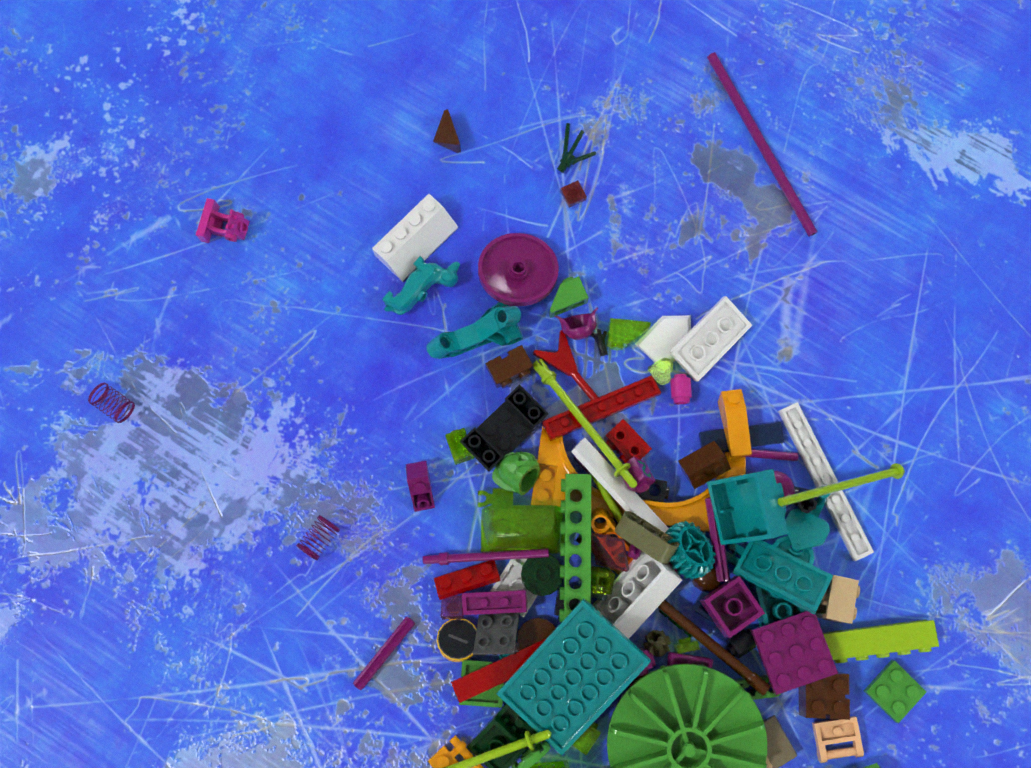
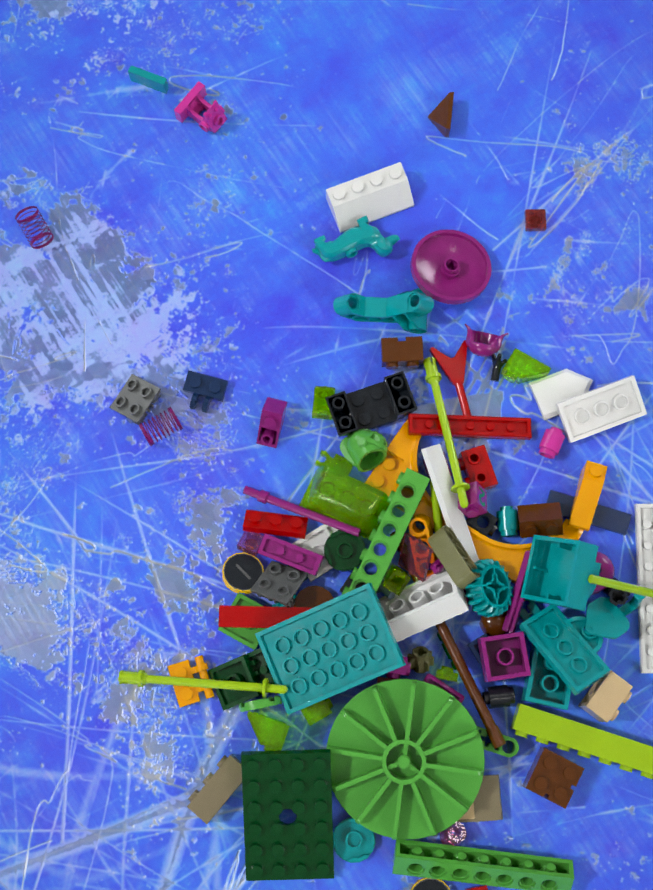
camera: 30 degrees right, 0 degrees up
(156, 216) = (148, 79): none -> teal tile
(282, 522) = (136, 399): none -> dark grey hinge
(342, 480) = (204, 386): none -> dark blue hinge
(384, 652) = (172, 554): magenta axle -> none
(567, 157) = (545, 184): dark green plant -> none
(569, 296) = (486, 312): bright green slope -> none
(661, 371) = (541, 418): clear neon green tile -> none
(675, 479) = (507, 521): none -> teal brick
(774, 455) = (609, 541): magenta bar -> none
(794, 652) = (542, 722): magenta plate -> none
(834, 732) = (550, 817): light nougat plate -> none
(894, 691) = (622, 807): bright green plate -> none

